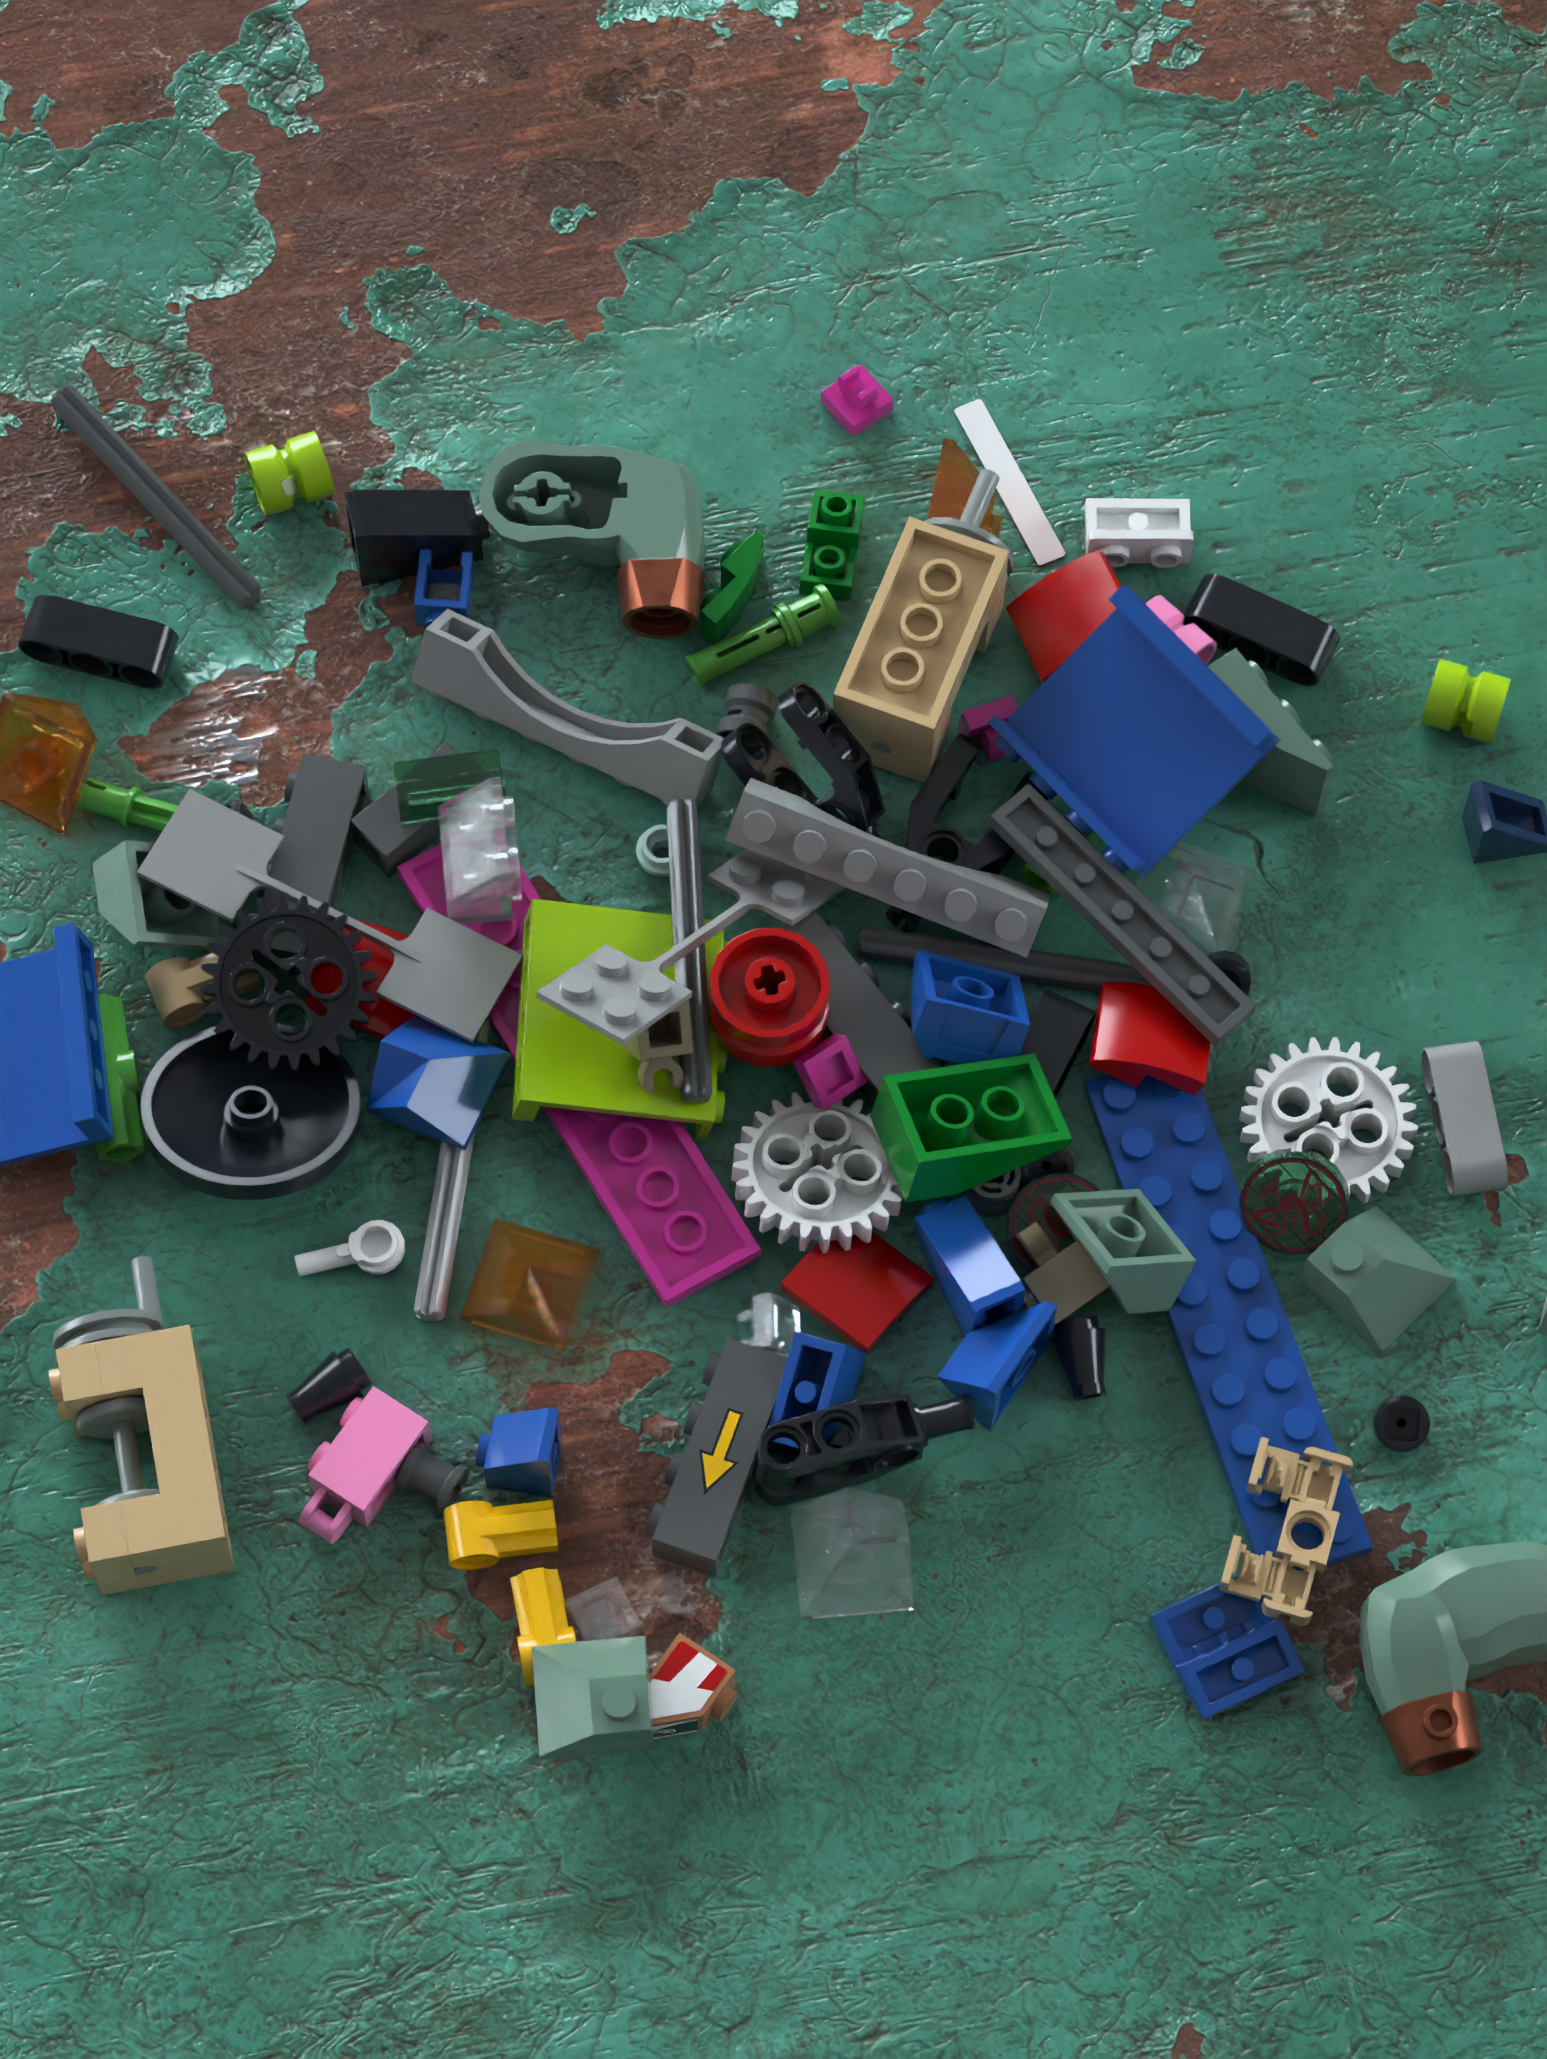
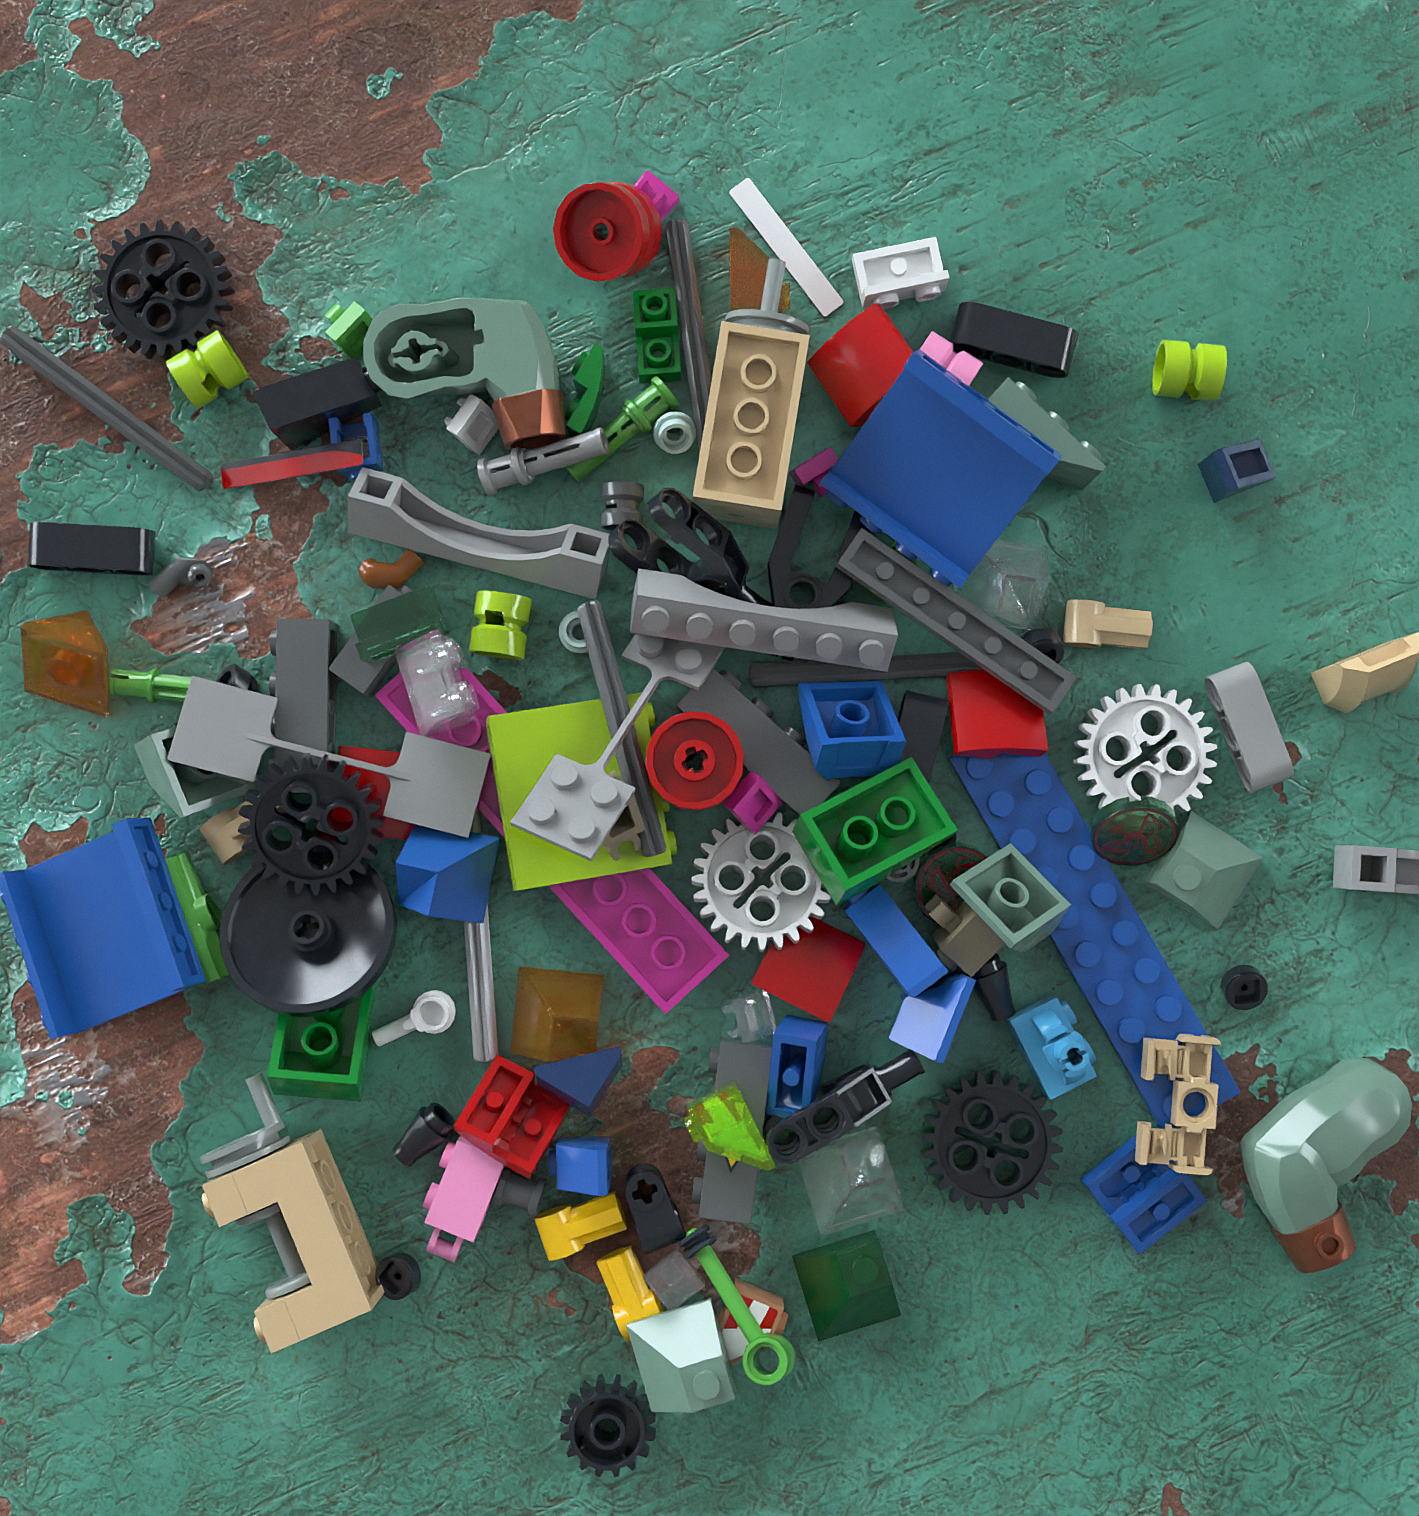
camera: 10 degrees left, 20 degrees up
(196, 690) = (181, 571): none -> dark grey arm
(233, 1253) = (323, 1053): none -> green slope
(255, 1551) = (398, 1275): none -> black tile
(257, 380) = (136, 263): none -> black gear
(362, 593) = (292, 464): none -> red sticker
(431, 735) = (381, 574): none -> dark orange arm
(447, 1379) = (512, 1117): none -> red slope
(467, 461) = (348, 328): none -> bright green tile
(484, 1810) = (603, 1449): none -> black gear
(542, 1352) = (581, 1079): none -> dark blue slope
(569, 815) = (497, 640): none -> lime wheel
(590, 595) = (473, 424): none -> white tile
(596, 1537) = (653, 1214): none -> black piece
(640, 648) = (524, 465): none -> light grey pin
(645, 1576) = (699, 1244): none -> bright green piece
(715, 1426) = (728, 1127): none -> clear neon green slope
(799, 413) = (607, 230): none -> red wheel
(822, 1679) = (846, 1285): none -> dark green slope
(827, 666) = (676, 442): none -> light aqua plate
(876, 515) = (690, 320): none -> dark grey axle
(1014, 1579) = (977, 1177): none -> black gear
(1141, 1438) = (1051, 1047): none -> dark azure brick
(1294, 964) = (1092, 625): none -> tan piece

